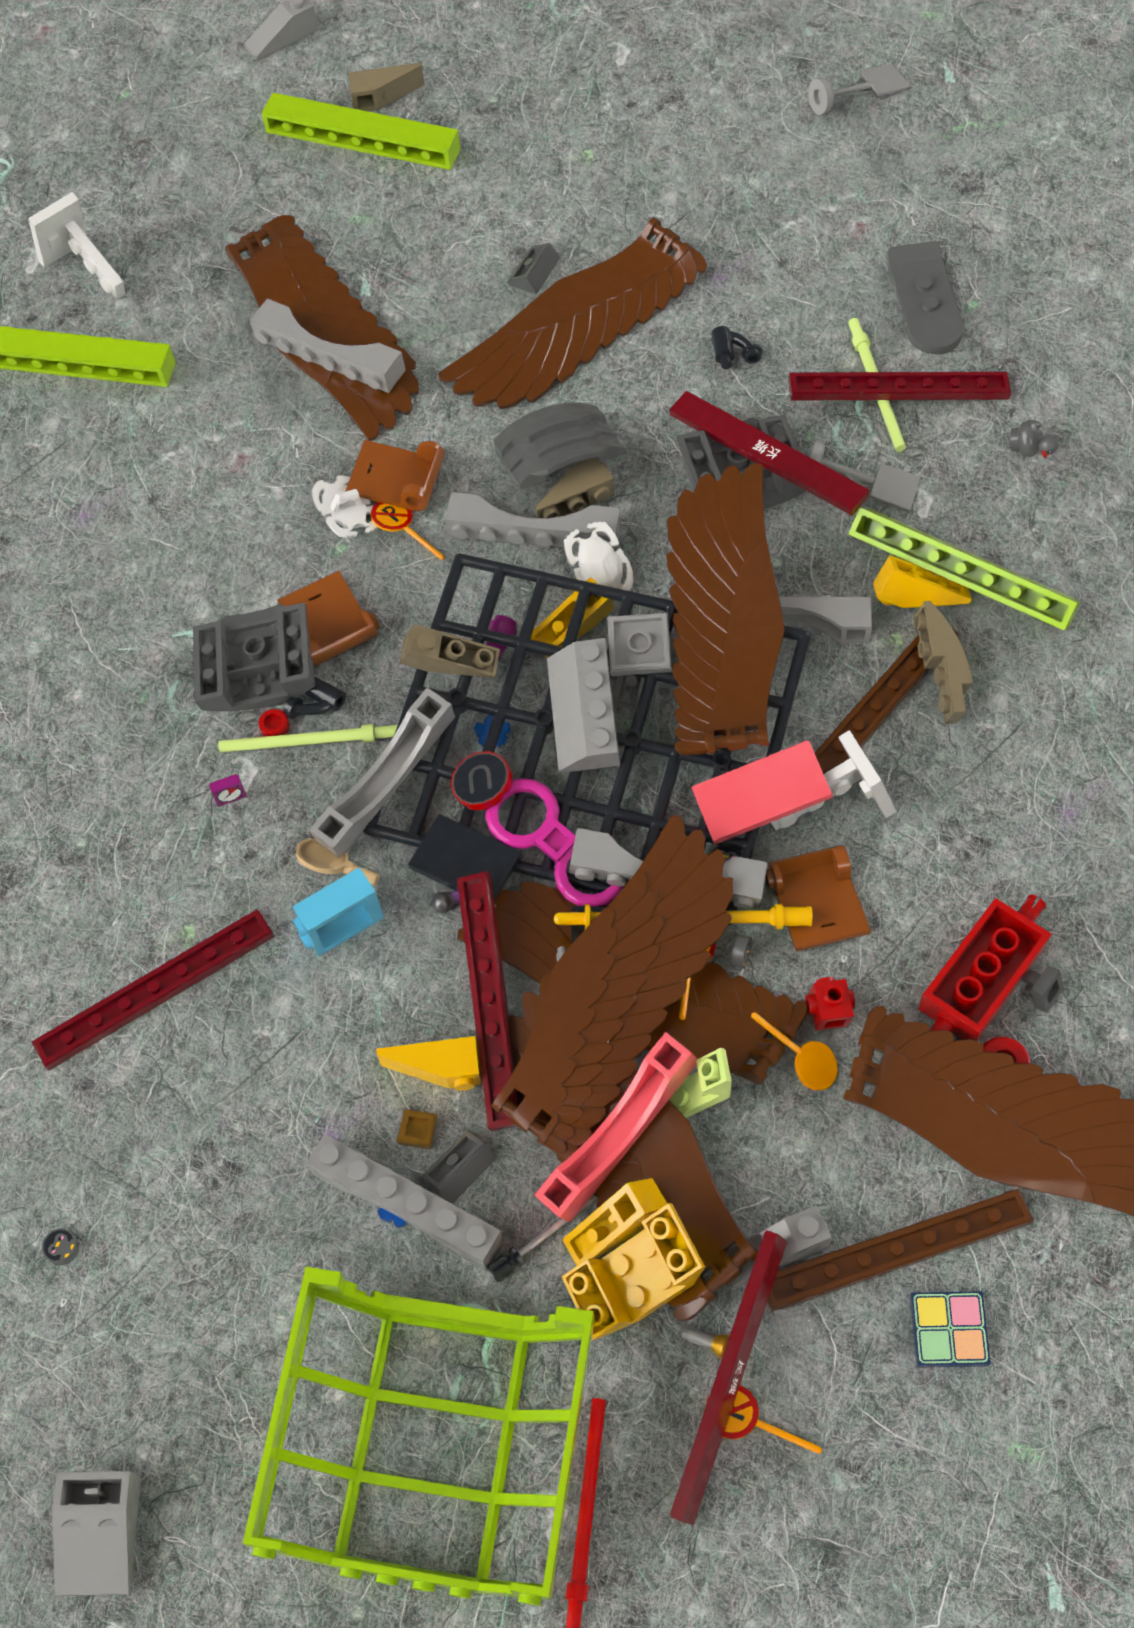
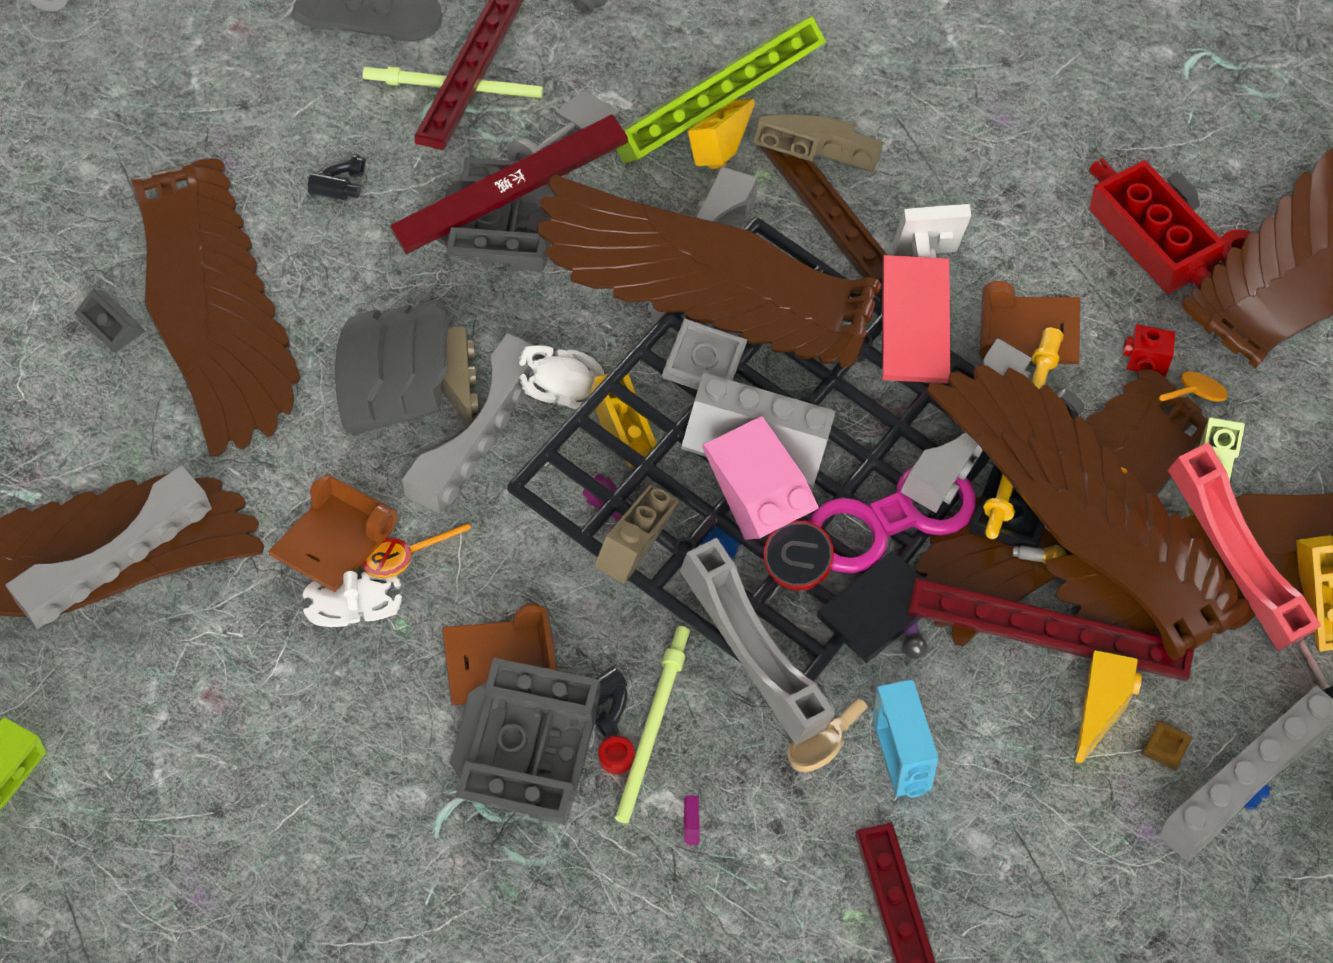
camera: 75 degrees left, 5 degrees down
(459, 1167) = (1217, 720): dark grey slope -> none
(527, 719) = (759, 479): none -> bright pink slope

